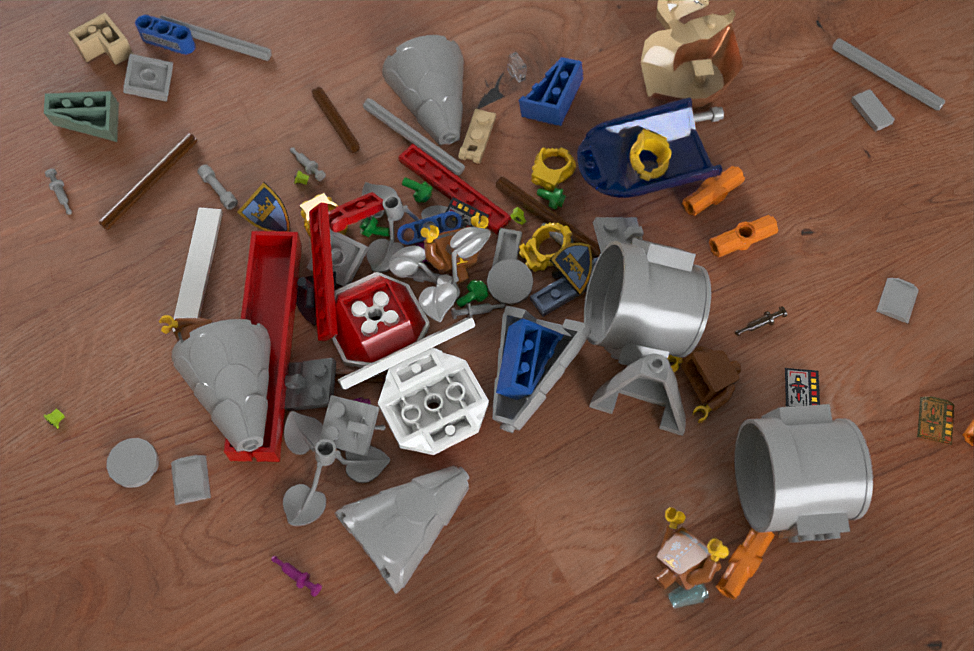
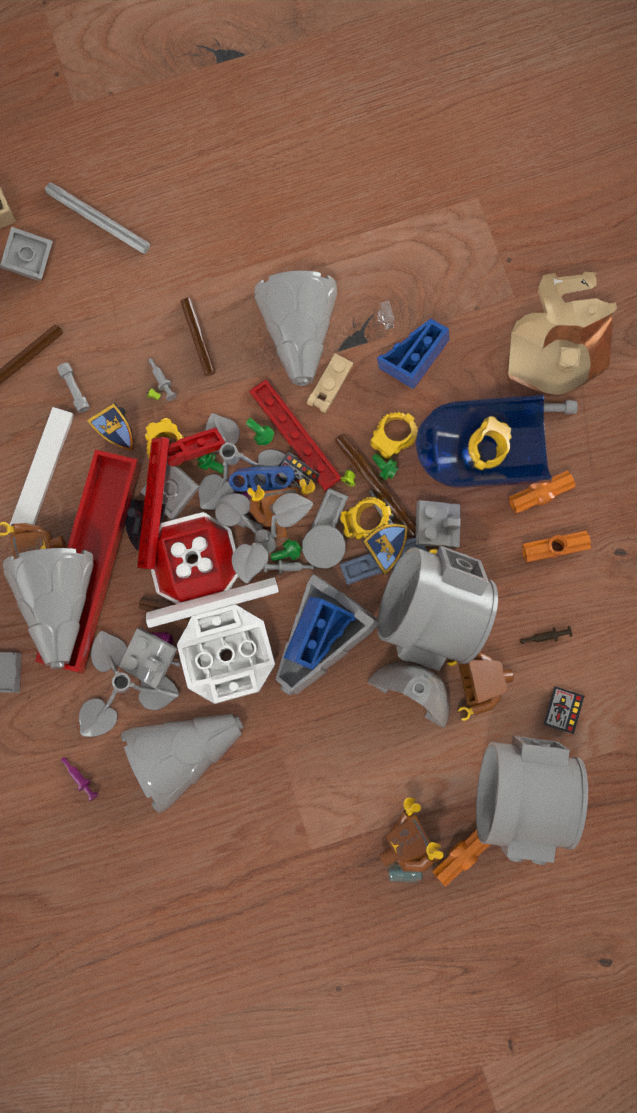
camera: 15 degrees right, 15 degrees up
(165, 34) = (43, 199): blue beam -> none
(310, 384) = (122, 608): dark grey hinge -> none
(414, 137) = (268, 371): light grey axle -> none

